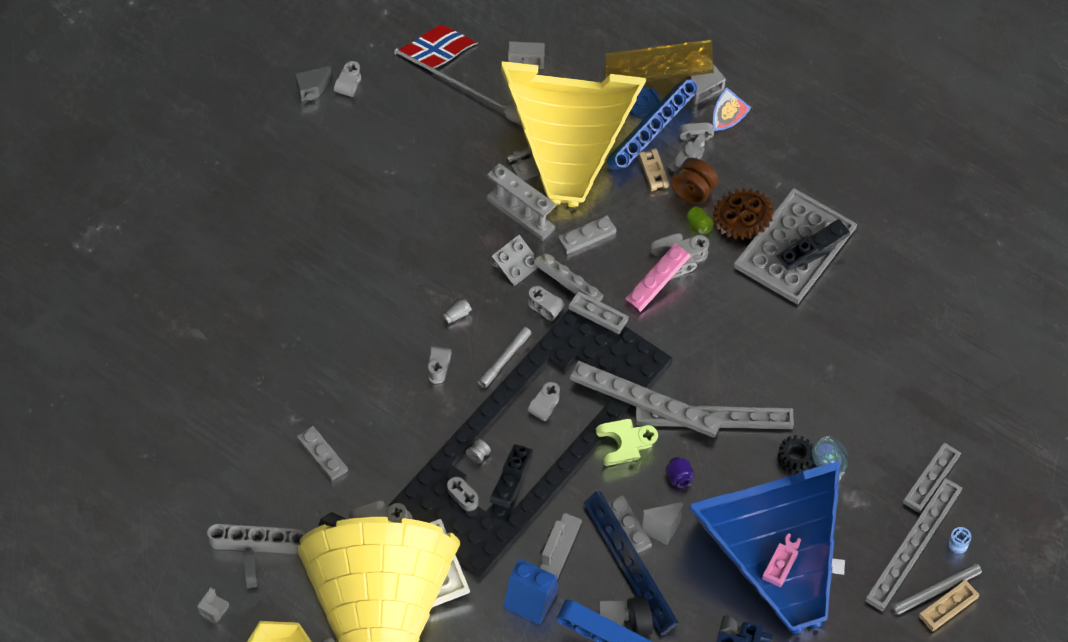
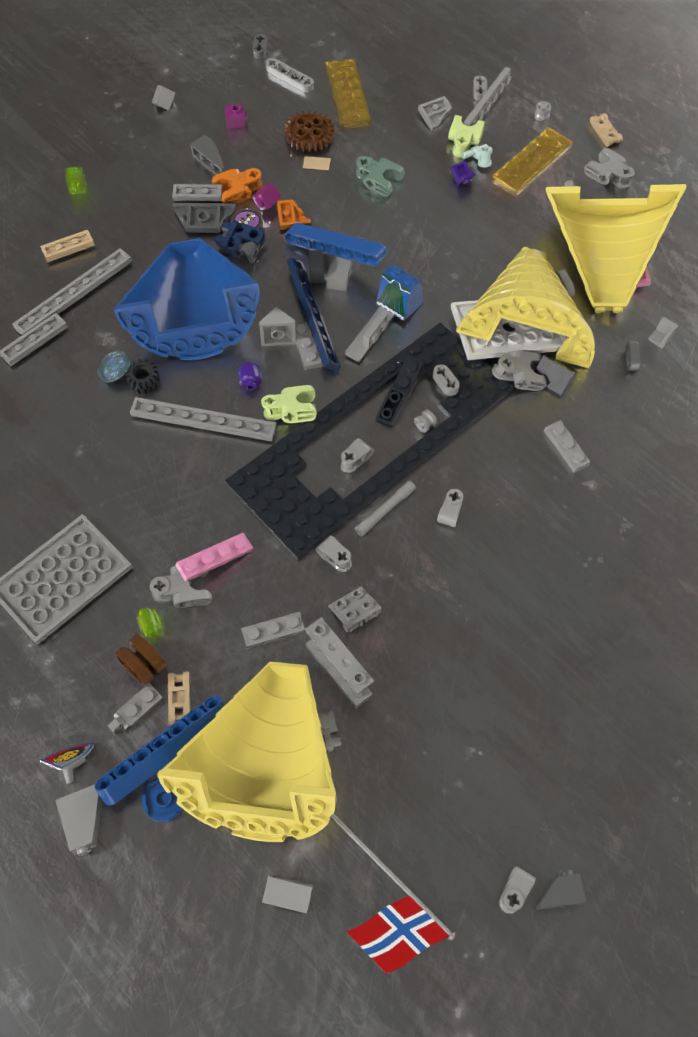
camera: 170 degrees left, 5 degrees up
(249, 533) = (627, 377): light grey beam -> none
(457, 310) = (423, 562): light grey cone -> none
(566, 277) = (305, 577): light grey plate -> none
(598, 312) = (285, 525): light grey plate -> none
(646, 399) = (263, 438): light grey plate -> none
(663, 61) = (127, 837): clear yellow plate -> none
(690, 132) = (115, 738): light grey beam -> none
(743, 213) = (89, 635): reddish brown gear -> none
(781, 562) = (188, 287): bright pink plate -> none
(813, 247) = (43, 561): black slope -> none
(936, 588) = (70, 260): light grey axle -> none
(955, 542) = (35, 287): light blue wheel -> none

